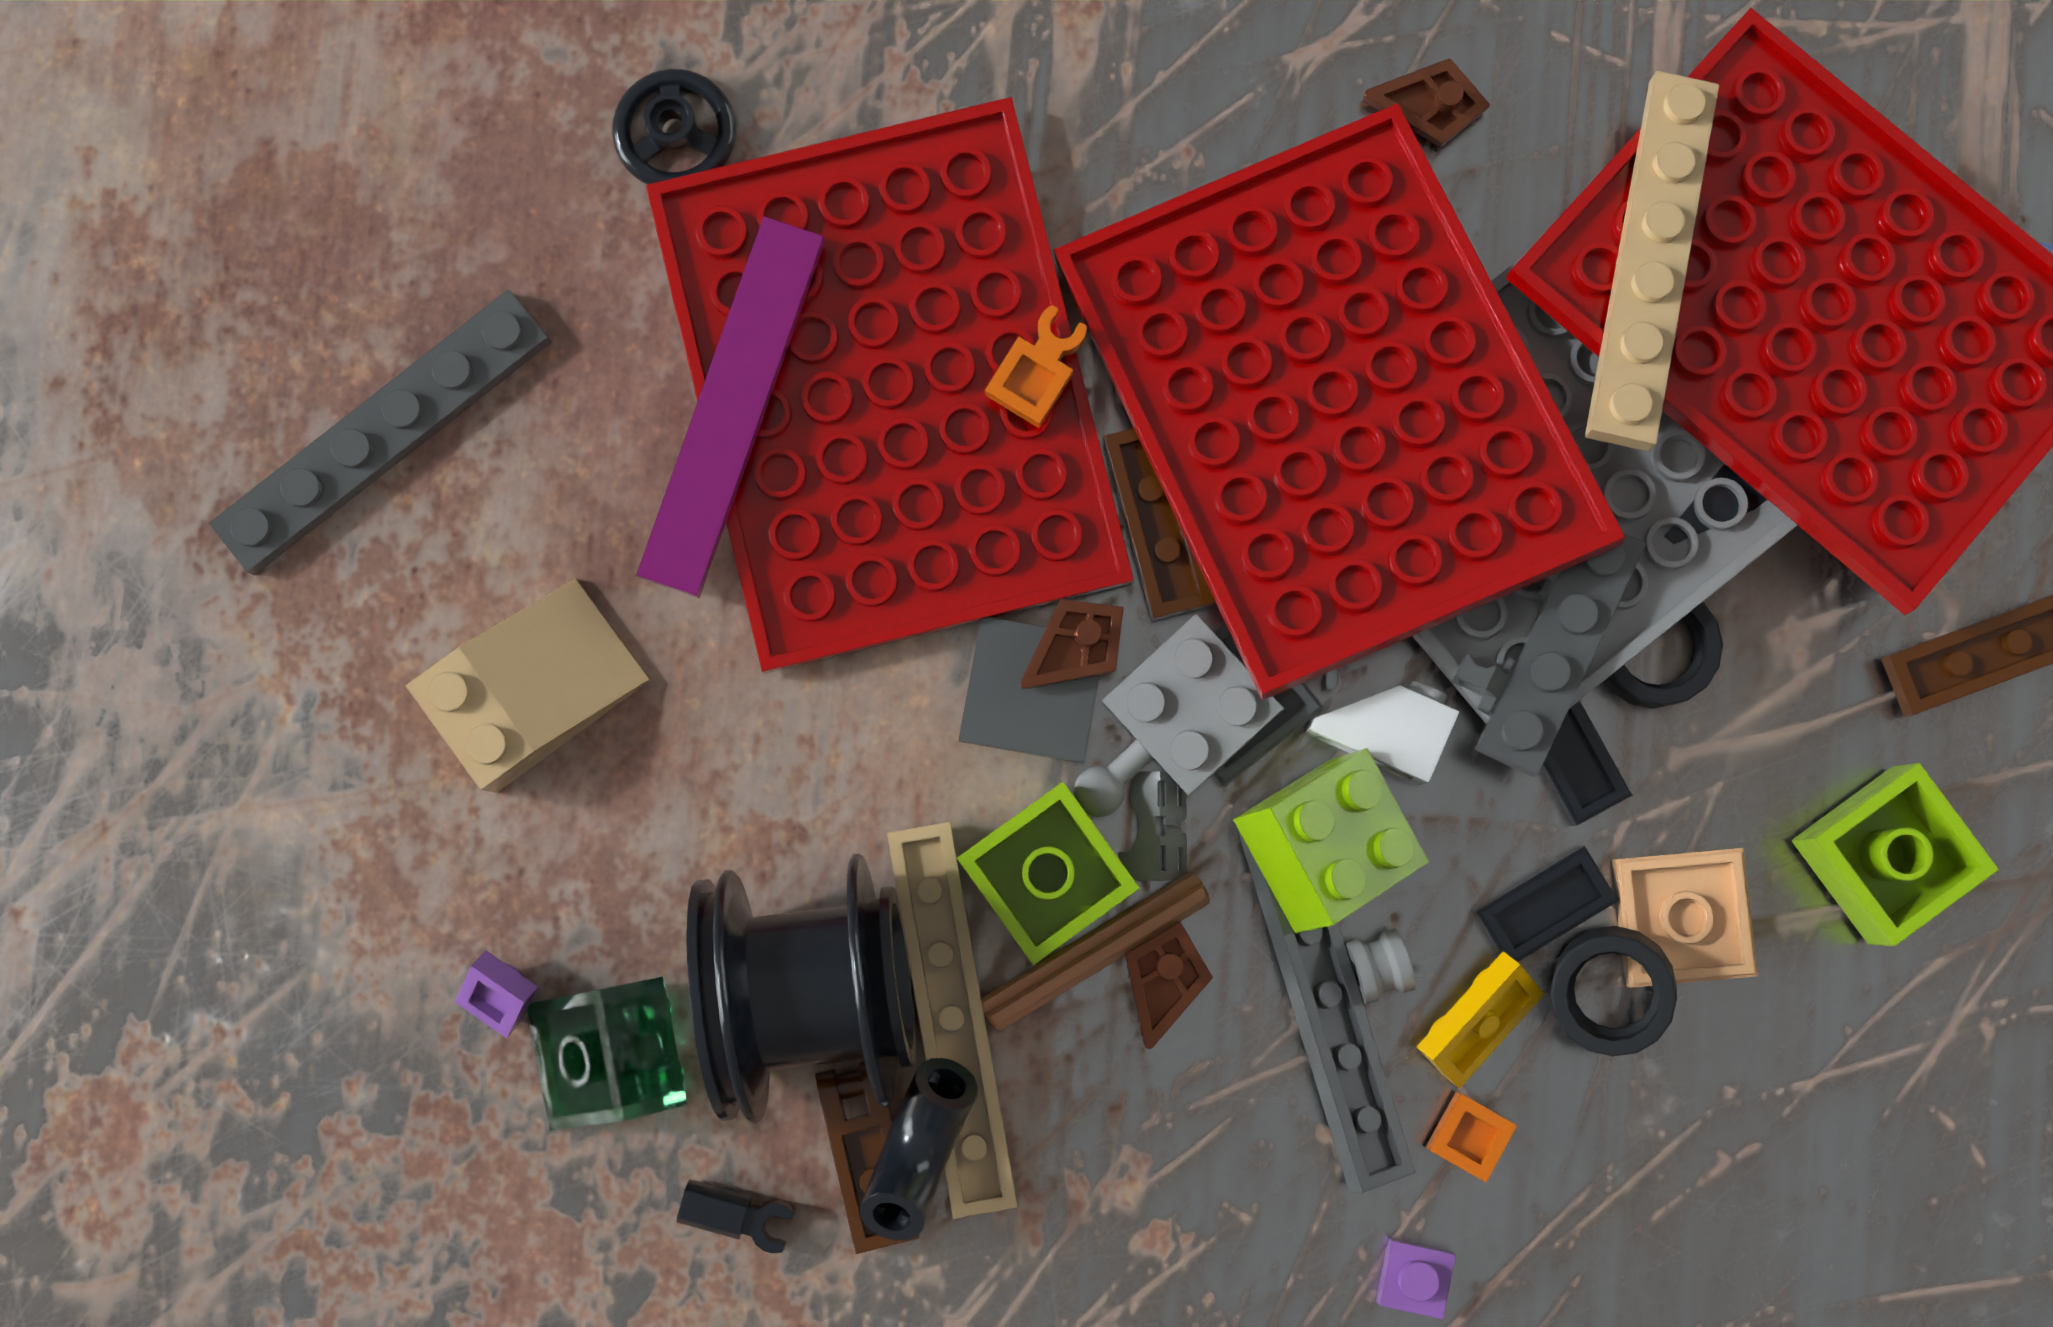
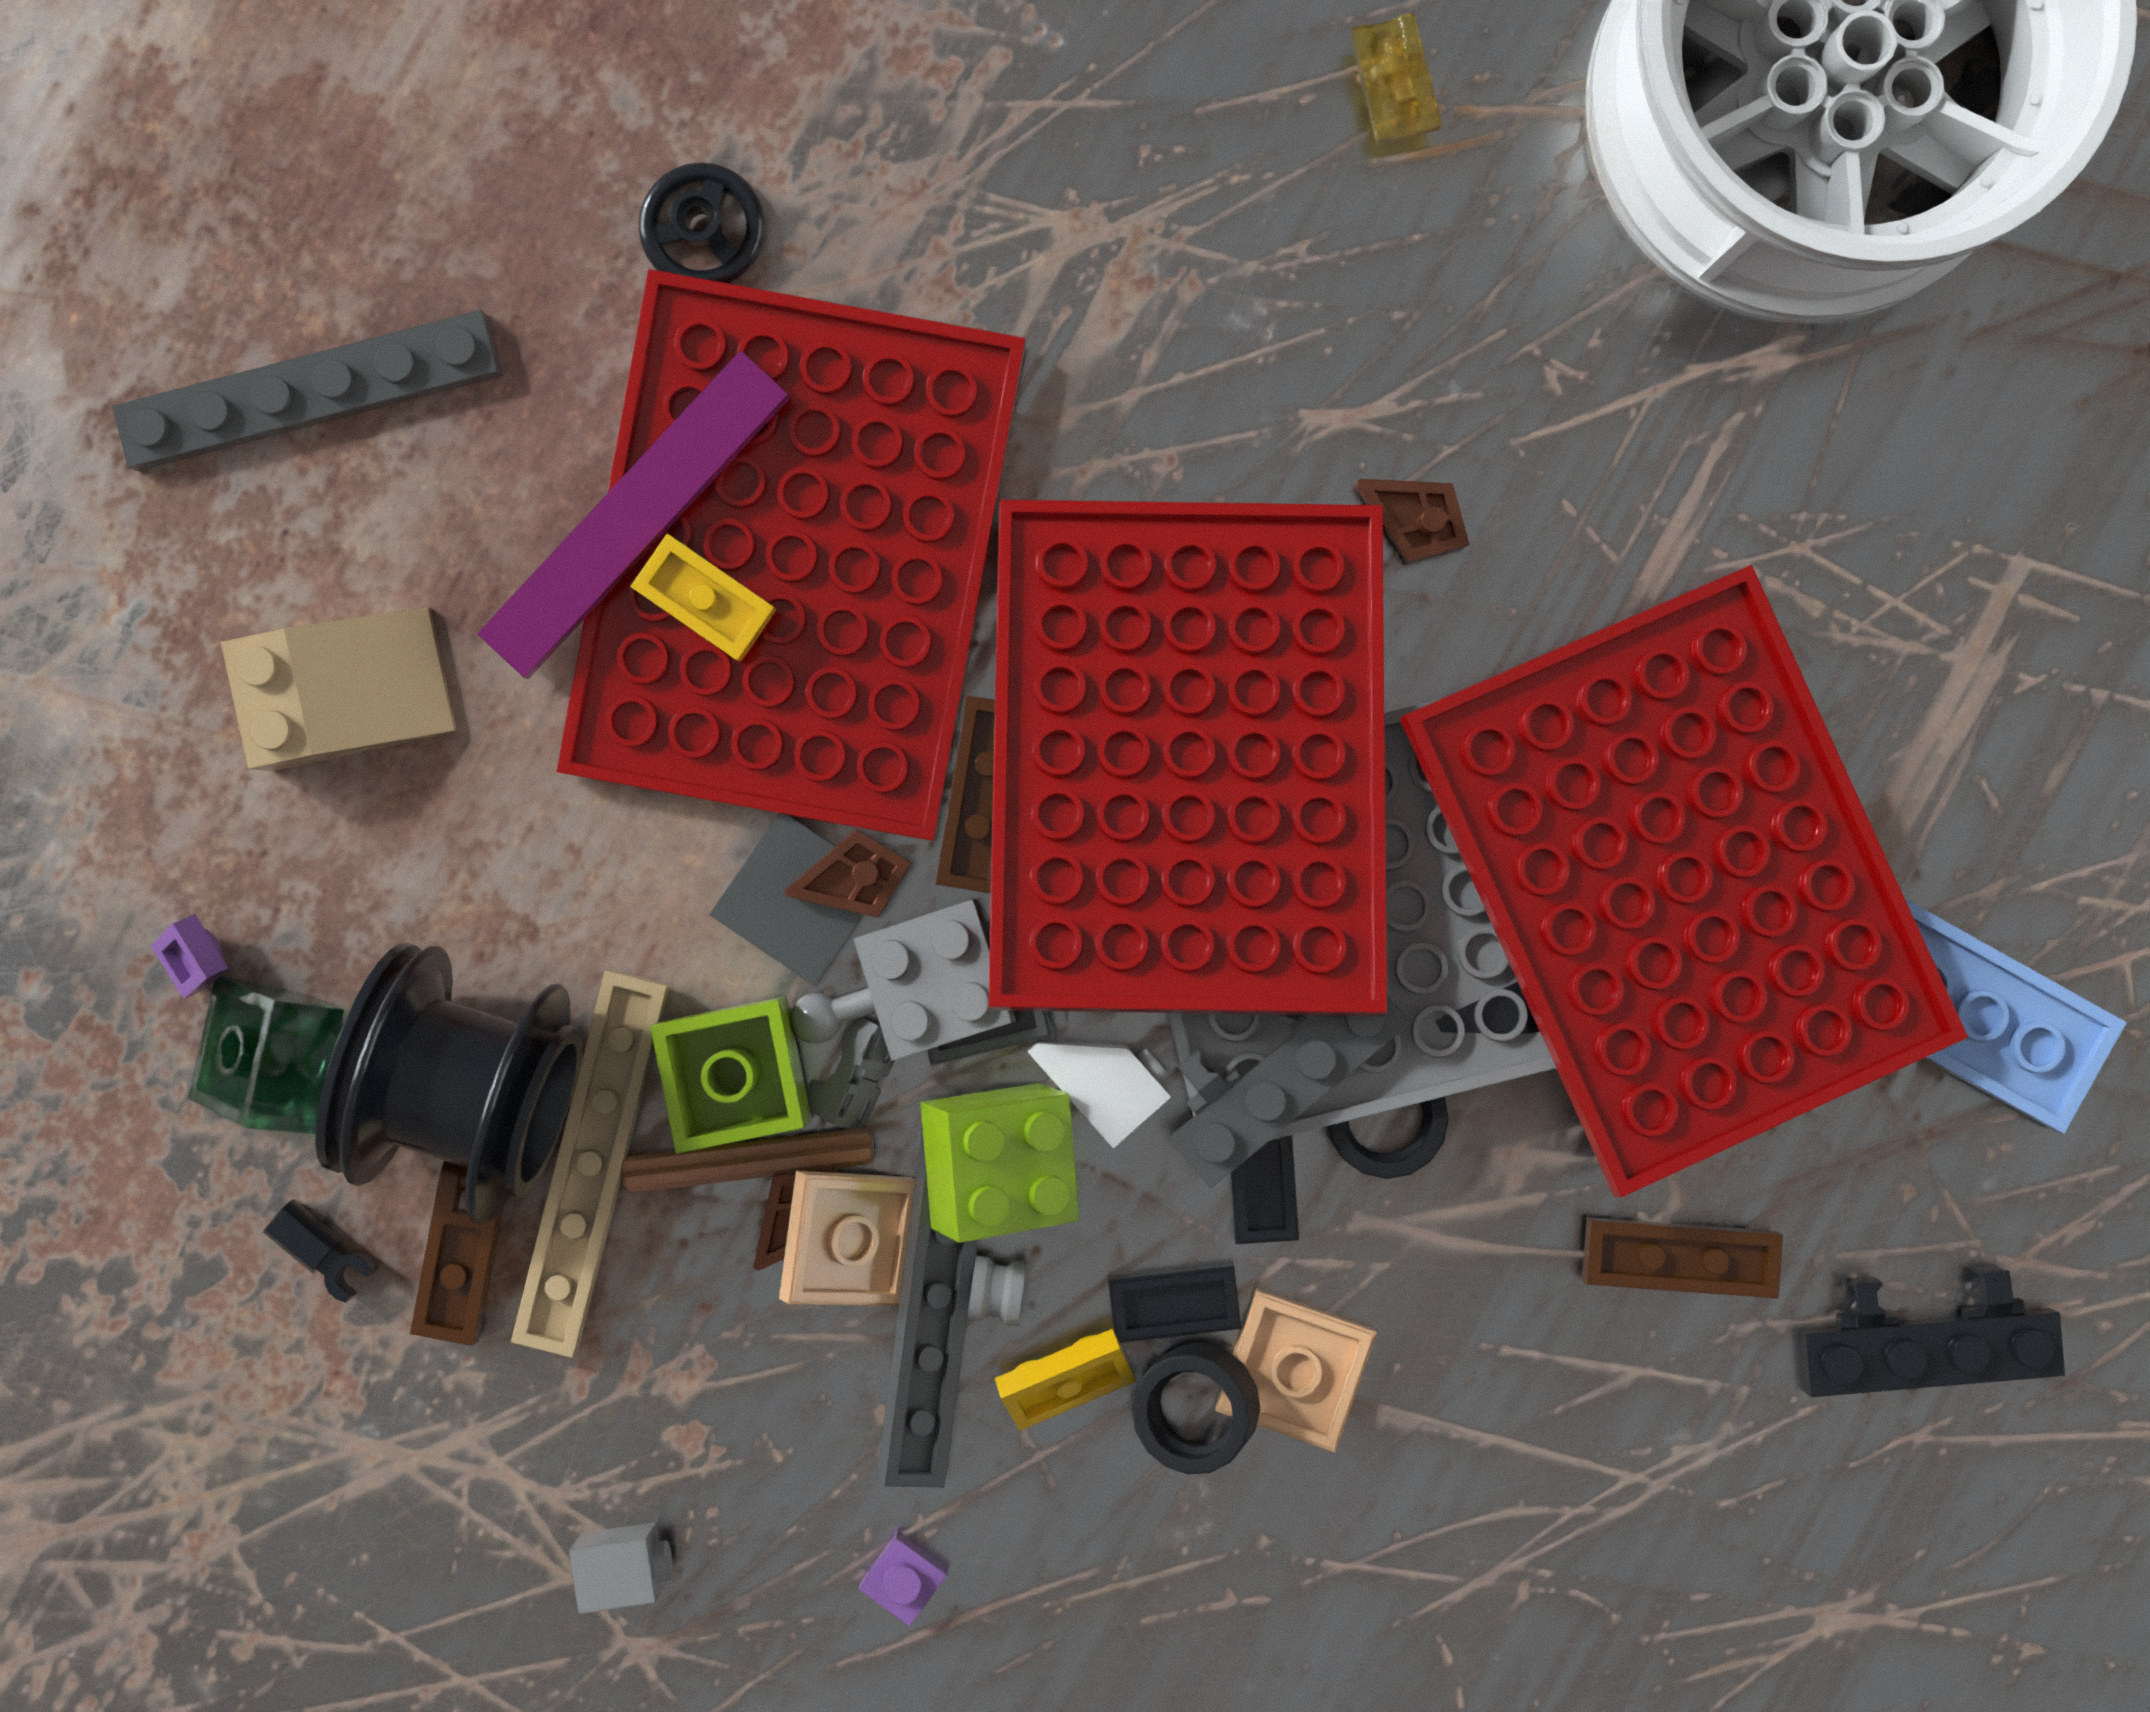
camera: 20 degrees right, 5 degrees up
(828, 450) = (703, 597): none -> yellow plate
(918, 1149) = (500, 1270): black cylinder -> none
(1033, 375) = (922, 614): orange plate -> none
(1222, 979) = (847, 1239): none -> light nougat tile
(1471, 1136) = (1009, 1478): orange plate -> none
(1652, 262) = (1538, 765): tan plate -> none
(1895, 855) = (1507, 1403): lime brick -> none

